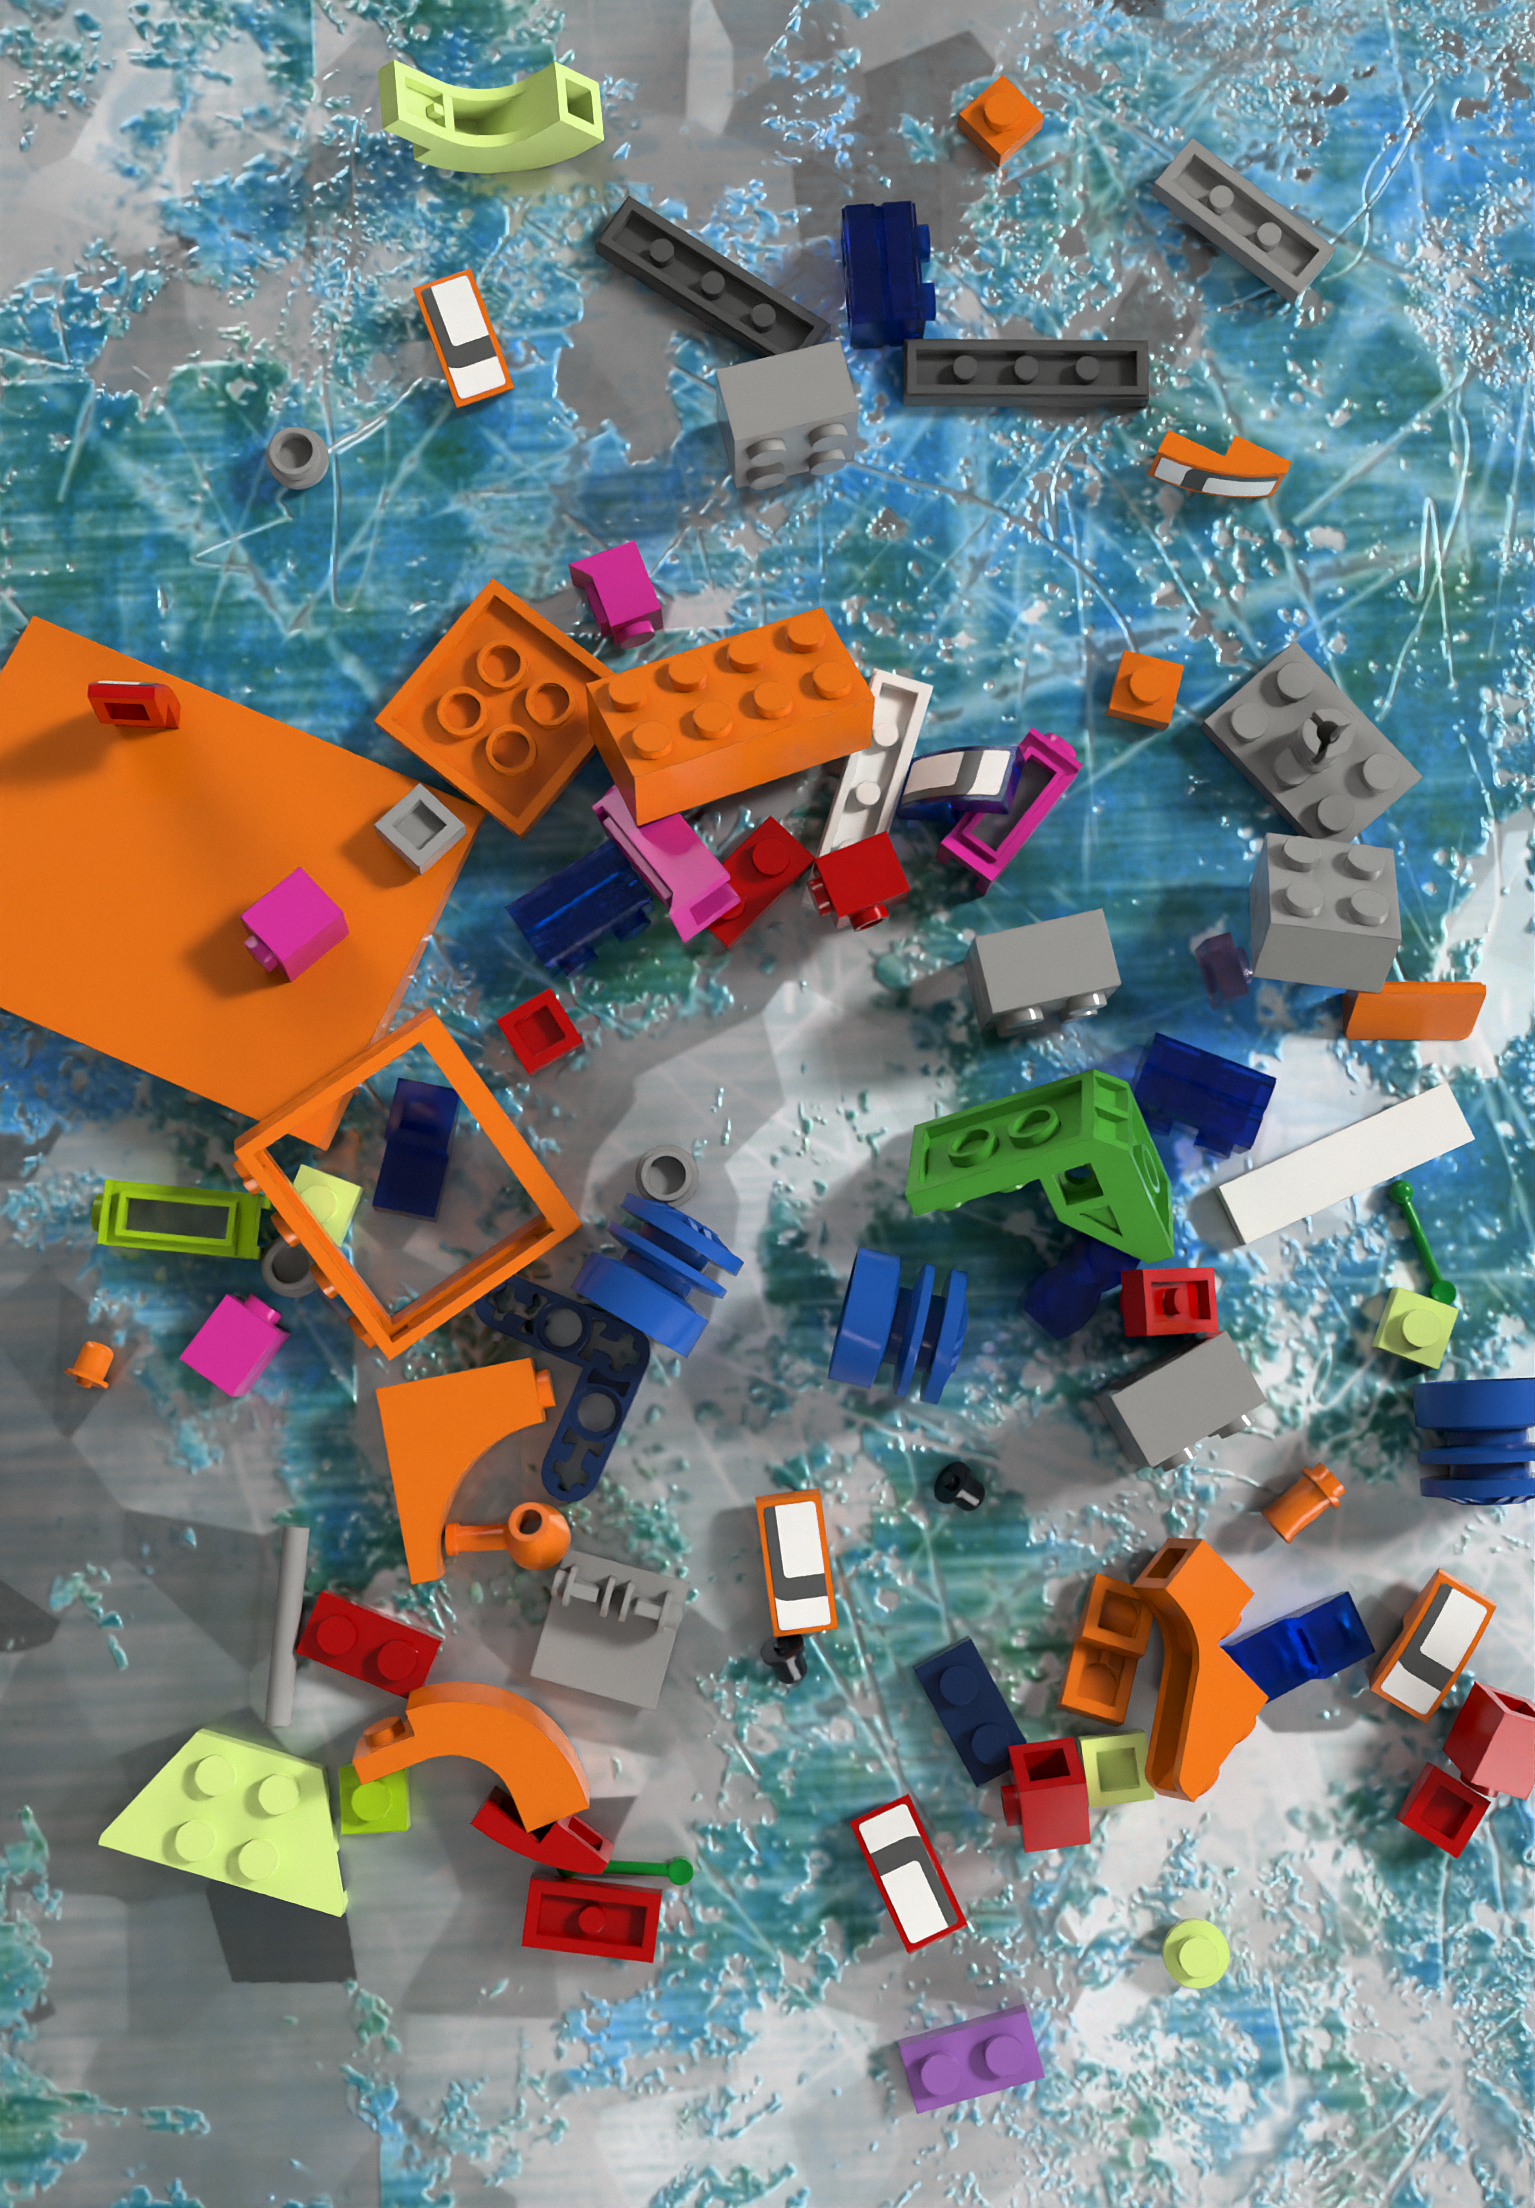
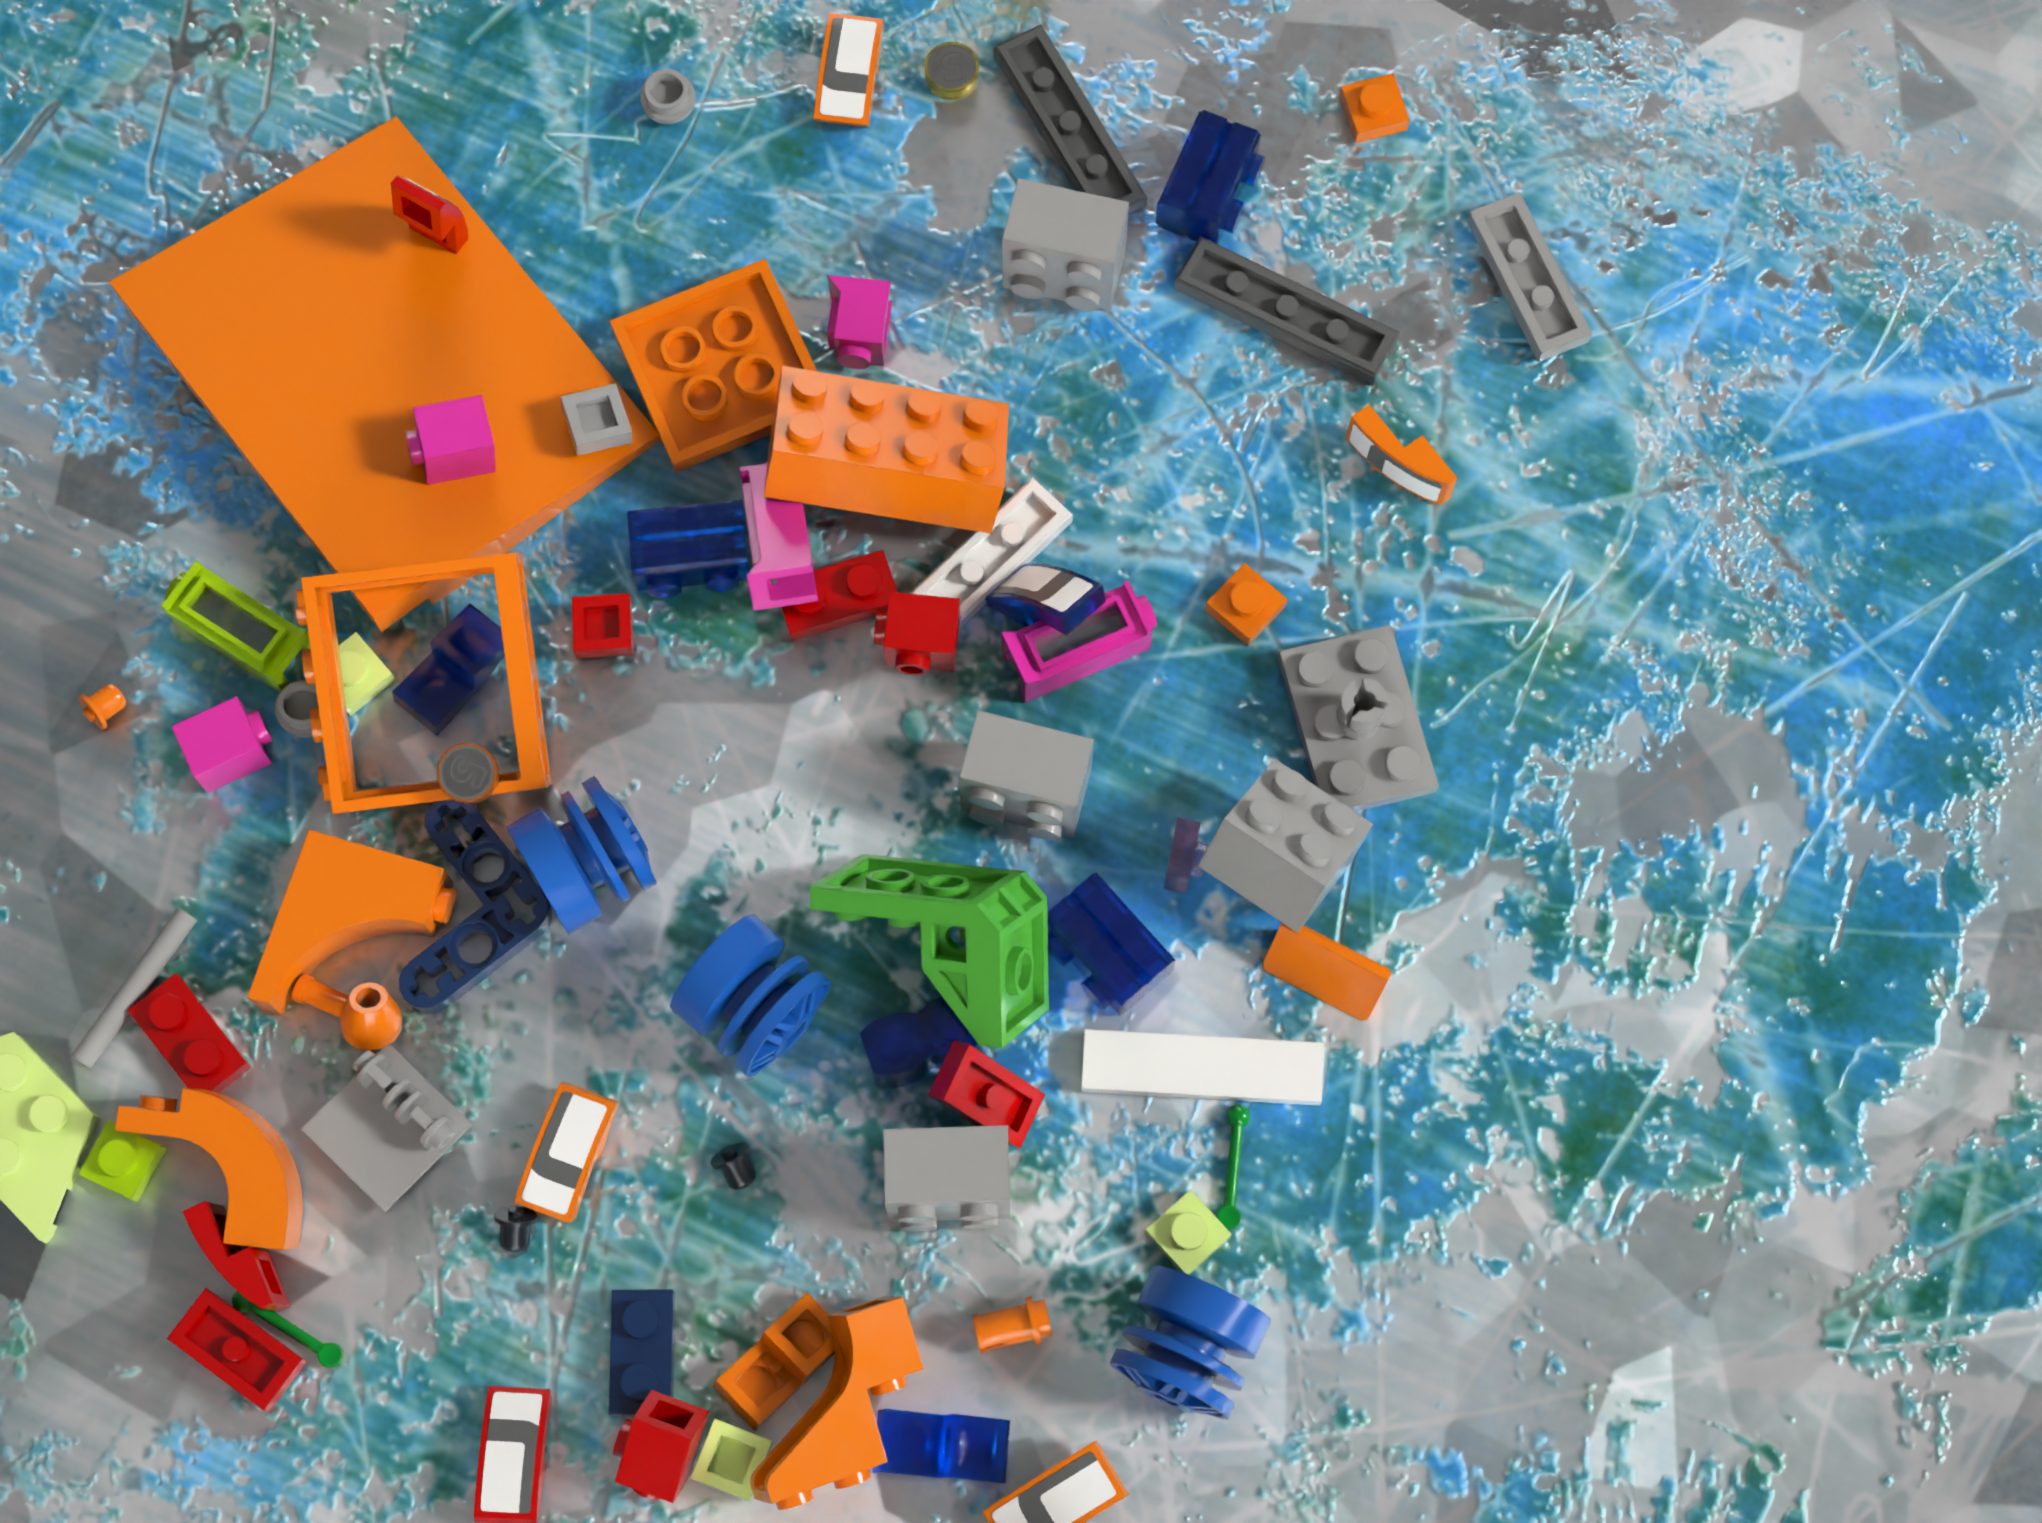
camera: 30 degrees right, 10 degrees down
(503, 1254) = (468, 773): none -> tile
(565, 288) = (951, 70): none -> tile
(667, 1175) = (640, 790): light grey plate -> none

